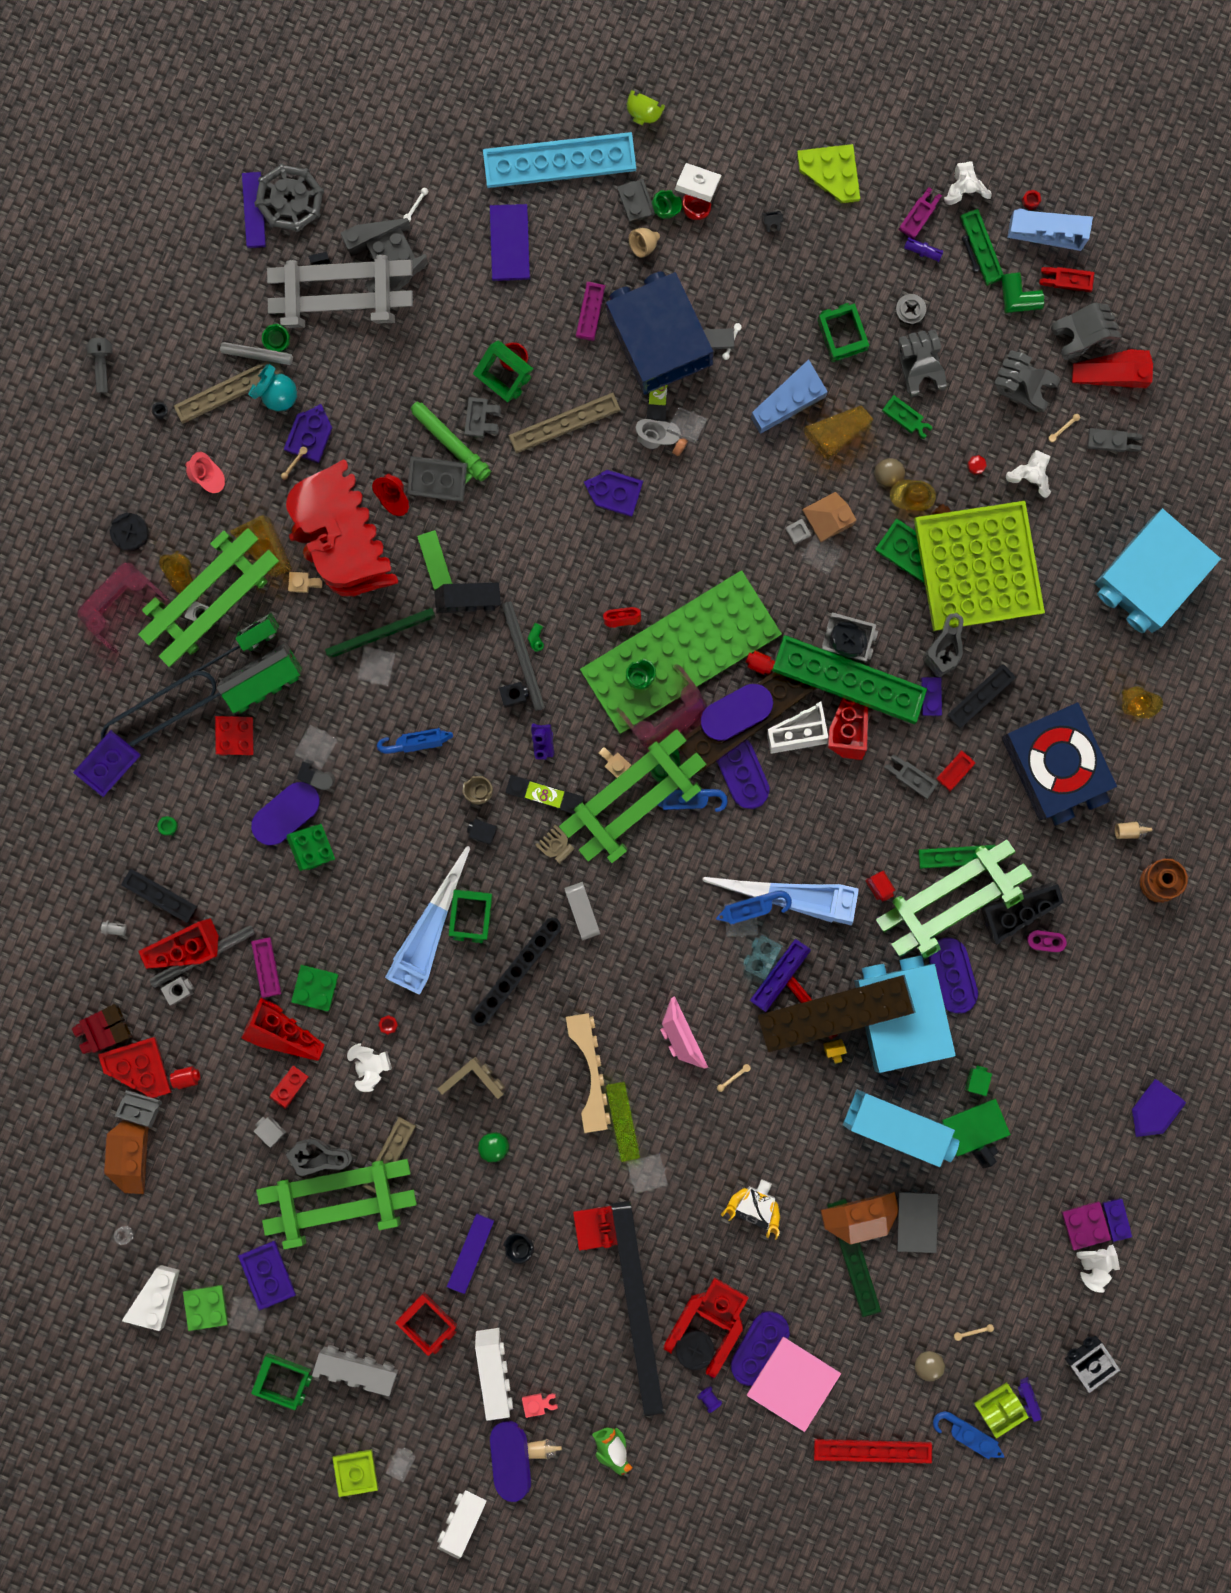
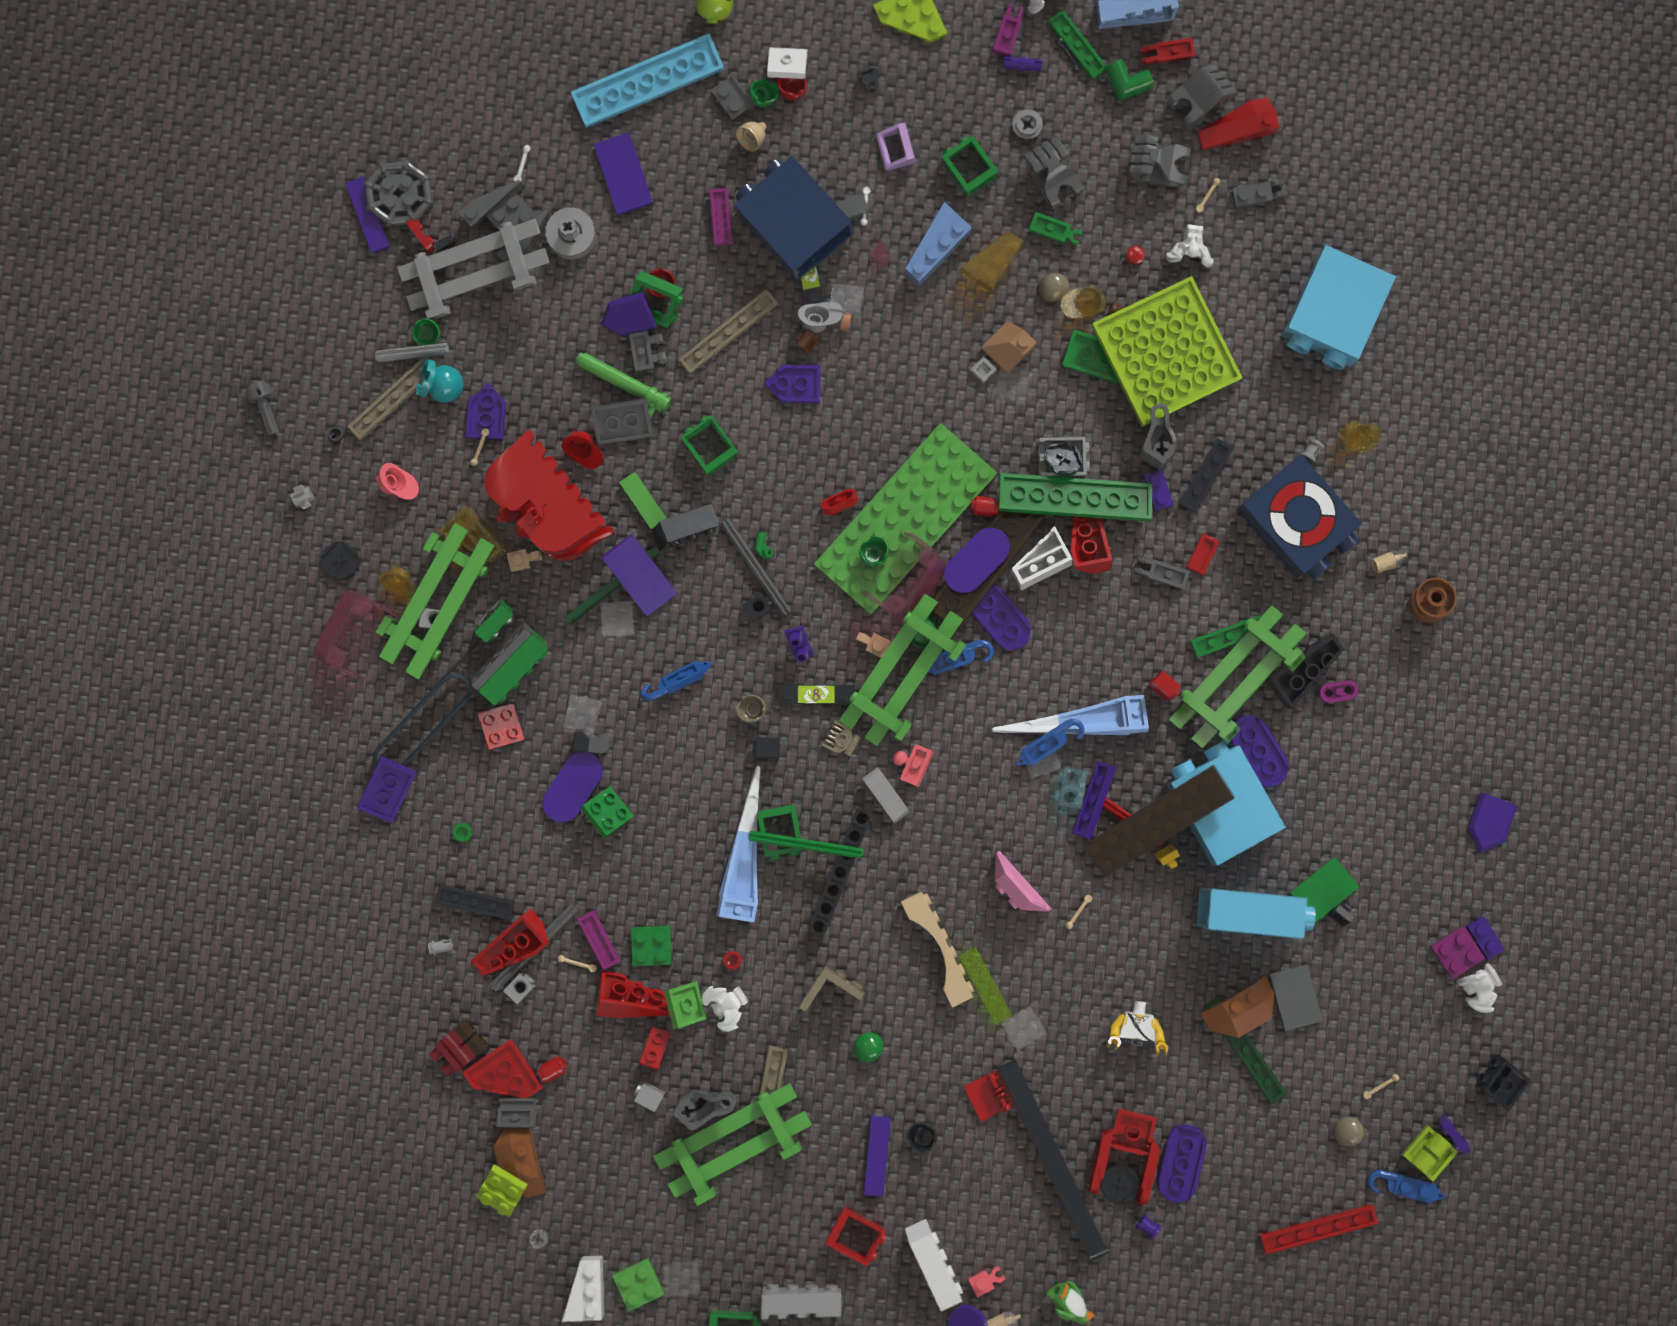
camera: 10 degrees left, 0 degrees up
(101, 1179) = (501, 1191): none -> lime plate
(110, 460) = (302, 496): none -> light grey gear
(252, 992) = (592, 968): none -> tan hinge
(267, 1275) = (688, 1235): dark purple tile -> none
(296, 236) = (417, 228): none -> red plate
(329, 1054) = (685, 1005): none -> bright green plate
(409, 629) = (639, 574): none -> dark purple tile
(447, 271) = (564, 220): none -> light grey piece
(473, 379) = (628, 315): none -> dark purple tile
(491, 935) = (806, 844): none -> green axle
(519, 544) = (721, 460): none -> green window
(619, 890) = (915, 764): none -> coral plate
(636, 454) = (806, 341): none -> reddish brown tile
(732, 391) = (880, 254): none -> clear pink tile
(787, 308) = (901, 130): none -> lavender tile
(793, 1384) = (1224, 1187): bright pink piece -> none
(978, 1080) = (1313, 844): green brick -> none
(1091, 702) = (1312, 450): none -> light grey bush

